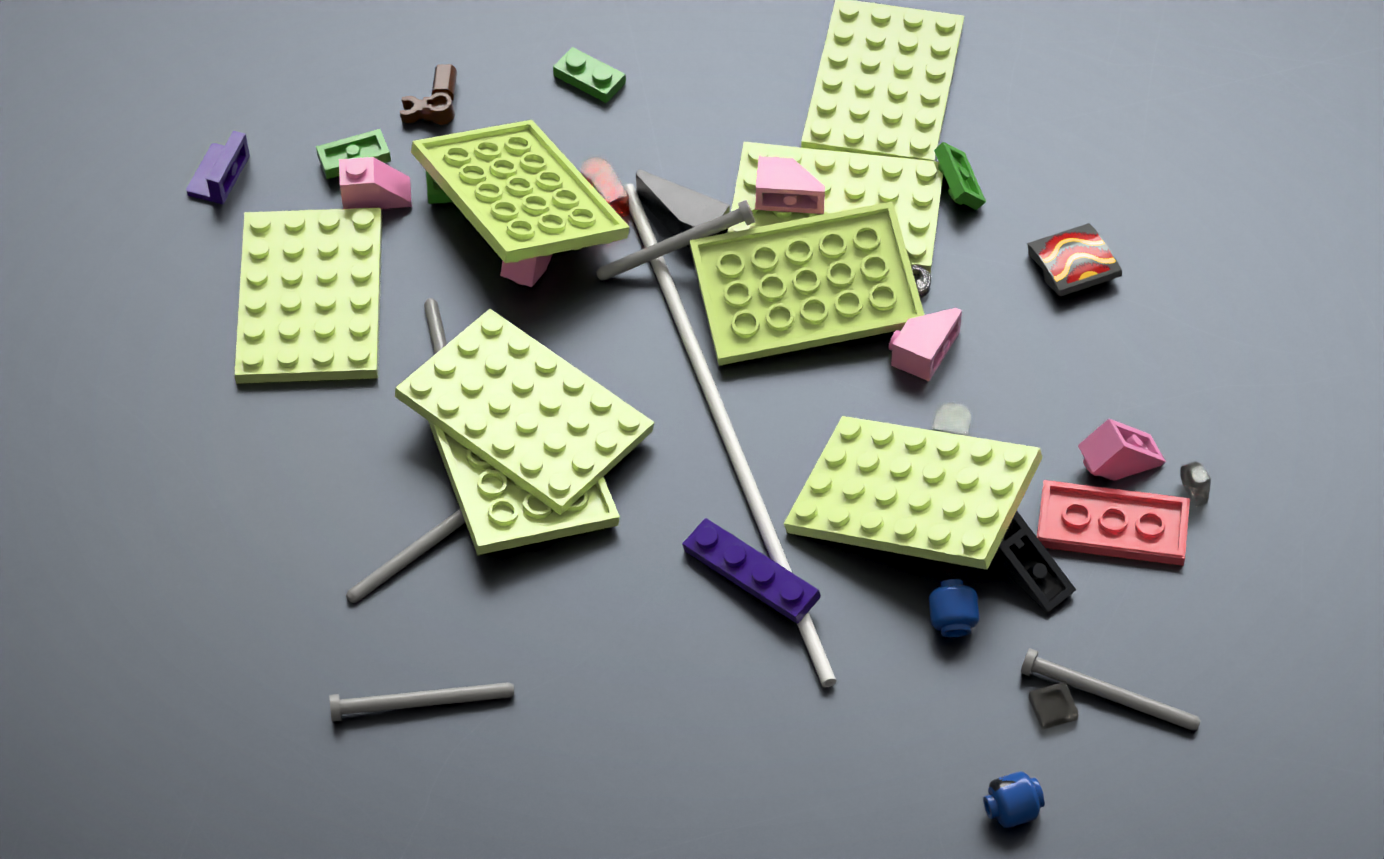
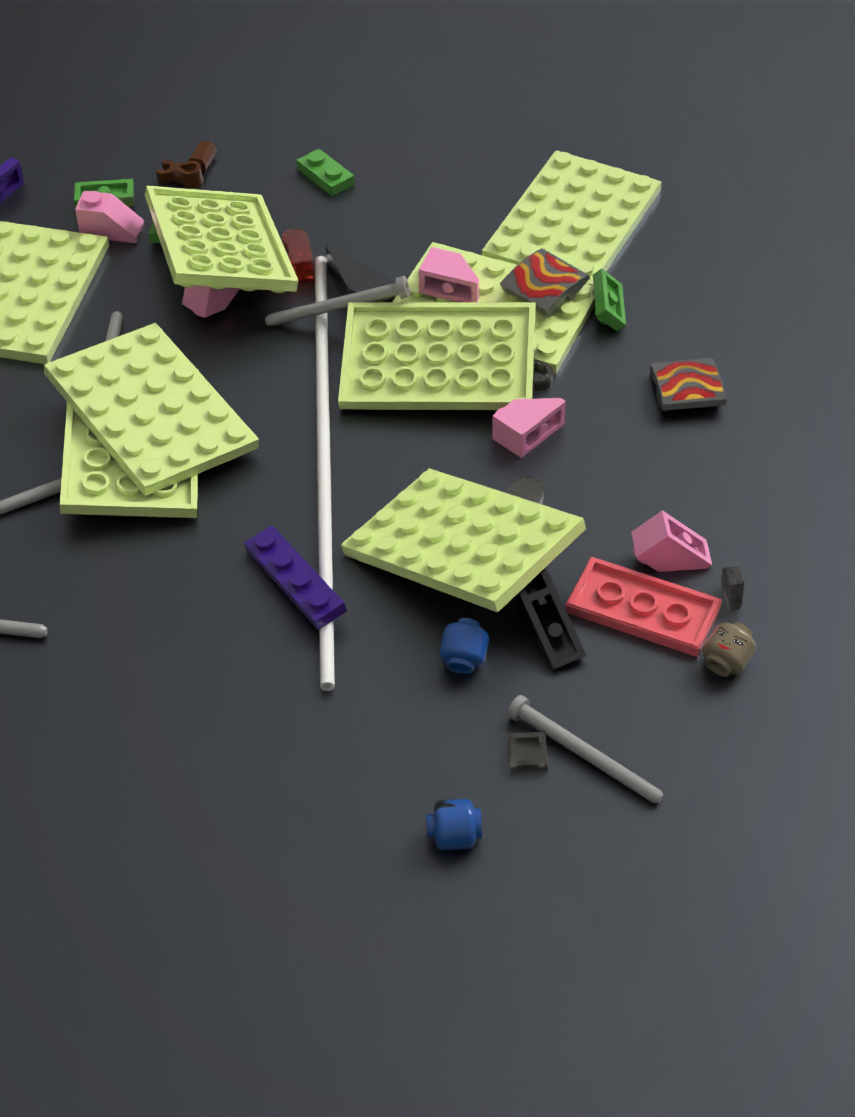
camera: 15 degrees right, 5 degrees down
(888, 170) = (544, 280): none -> slope
(1215, 552) = (729, 649): none -> dark tan head

